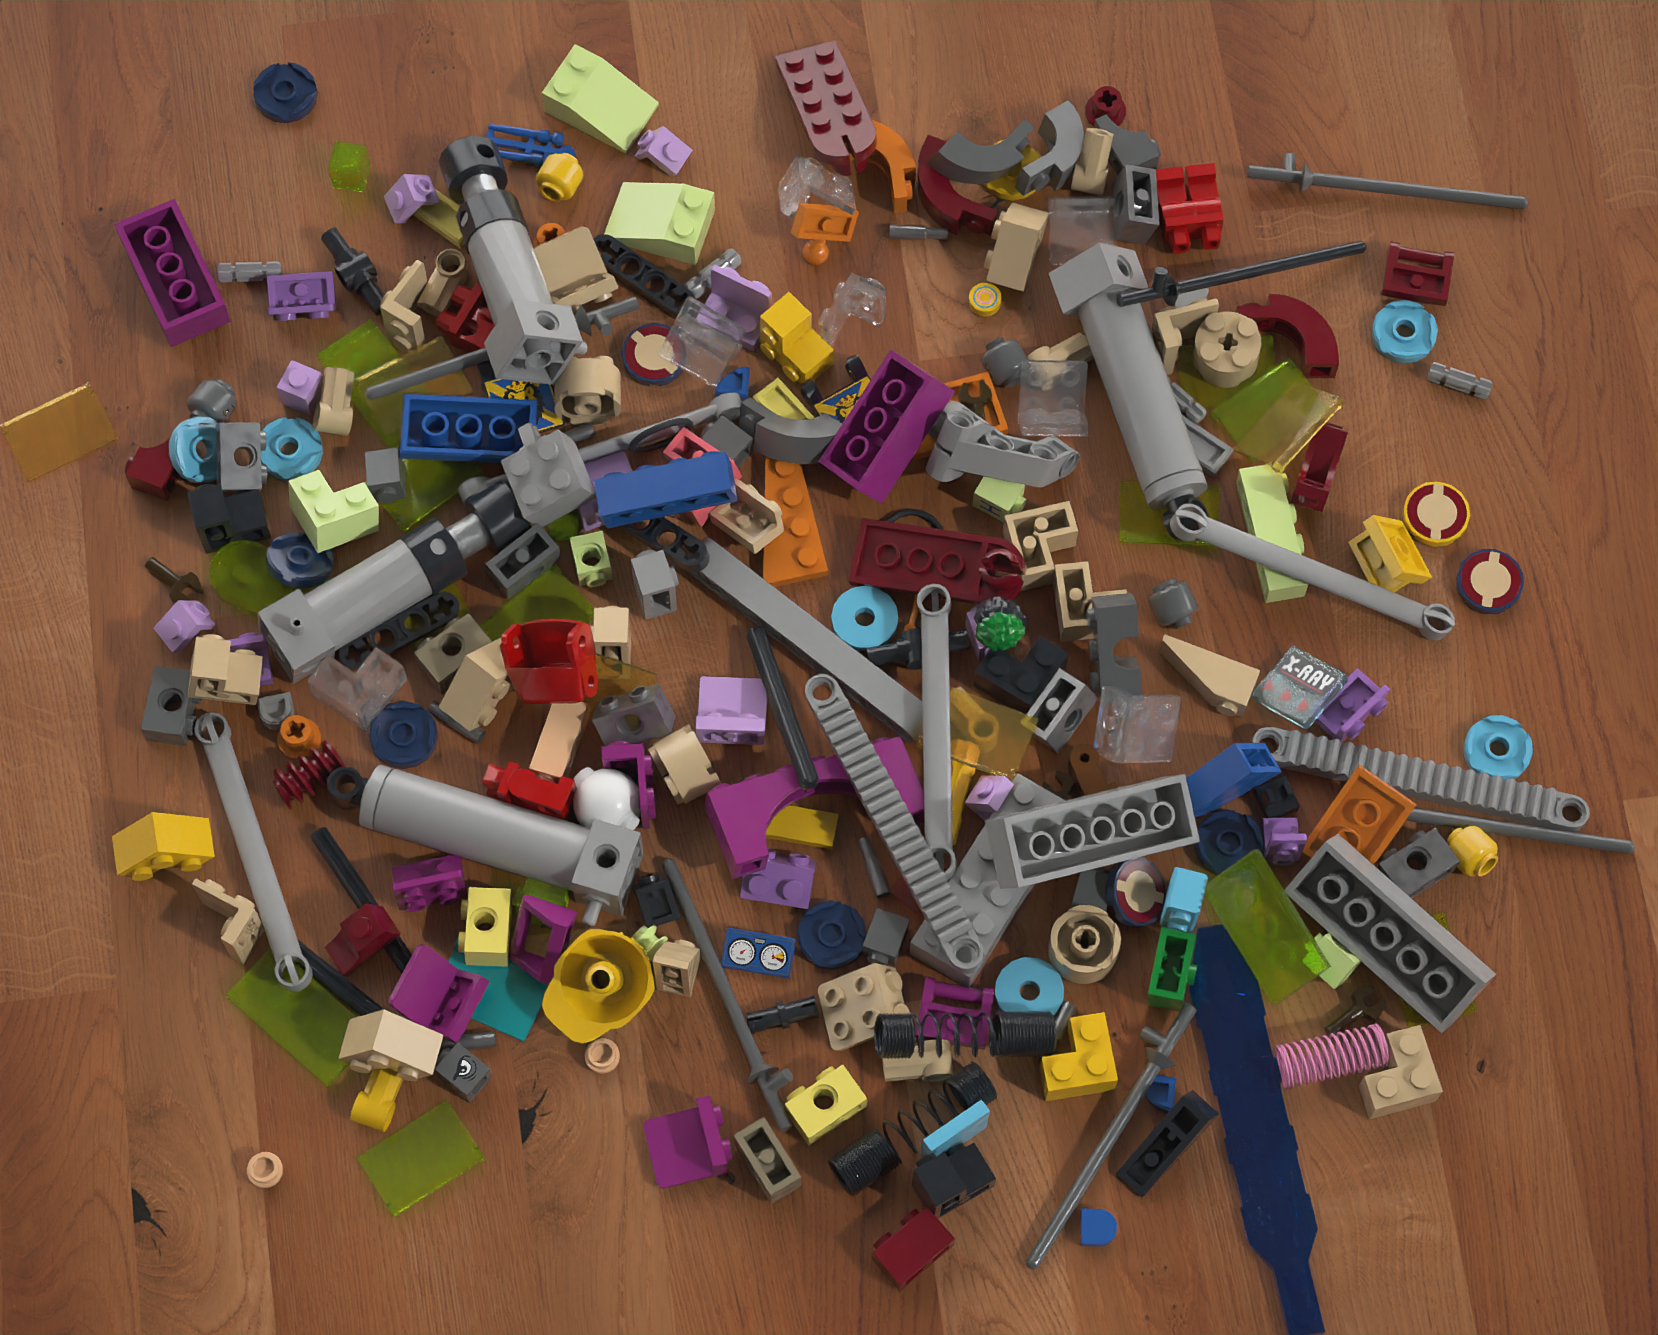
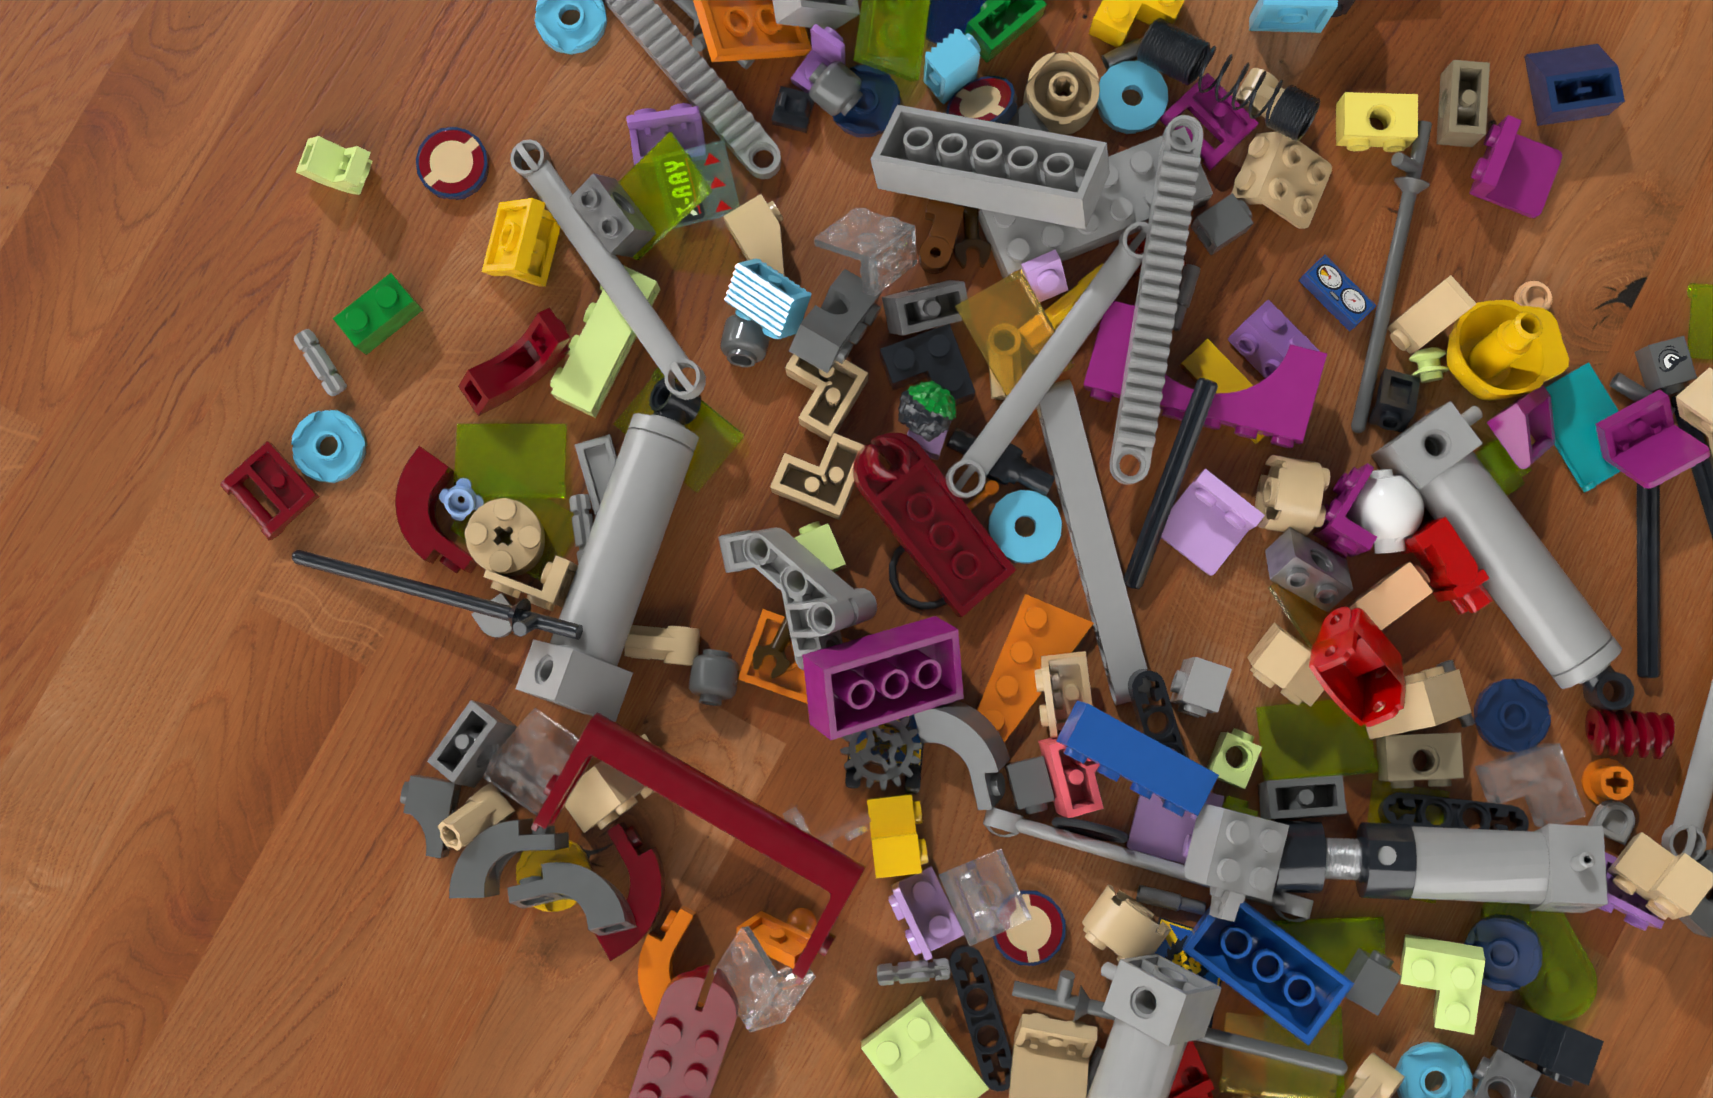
camera: 140 degrees left, 15 degrees up
(176, 582) = (1625, 1018): dark brown bar -> none
(183, 624) = (1645, 967): lavender bracket -> none
(361, 937) = (1678, 542): dark red arch -> none
(429, 883) = (1589, 553): magenta bracket -> none
(488, 946) = (1542, 487): light yellow brick -> none
(692, 1245) = (1573, 84): none -> dark blue slope
(735, 383) = (975, 841): blue tile -> none
(782, 401) = (947, 782): light yellow tile -> none
(782, 1015) = (1355, 224): black pin -> none
(831, 935) = (1262, 265): dark blue tile -> none
(839, 383) = (865, 756): none -> dark grey gear
(874, 1156) = (1369, 46): black piece -> none
(916, 232) = (692, 874): flat silver pin -> none
(933, 255) = (717, 806): none -> dark red piece
(984, 299) = (685, 751): yellow tile -> none
(1053, 398) = (705, 600): clear bracket -> none
(1106, 101) = (416, 872): dark red piece -> none
(1178, 626) = (767, 298): none -> medium azure brick
(1189, 206) = (422, 707): red hips -> none
(1230, 776) = (824, 143): blue slope -> none
(1255, 822) = (835, 88): none -> dark grey head
(1280, 354) = (458, 509): none -> light blue plate
(1289, 425) = (511, 422): clear yellow piece -> none
(1307, 177) = (290, 657): dark grey piece -> none
(1321, 652) = (665, 188): none -> clear neon green piece
(1339, 614) = (612, 215): none -> flat silver brick
(1436, 514) = (446, 256): tile -> none
(1447, 436) = (377, 314): none -> green brick
(1568, 515) = (335, 165): none -> yellowish green brick

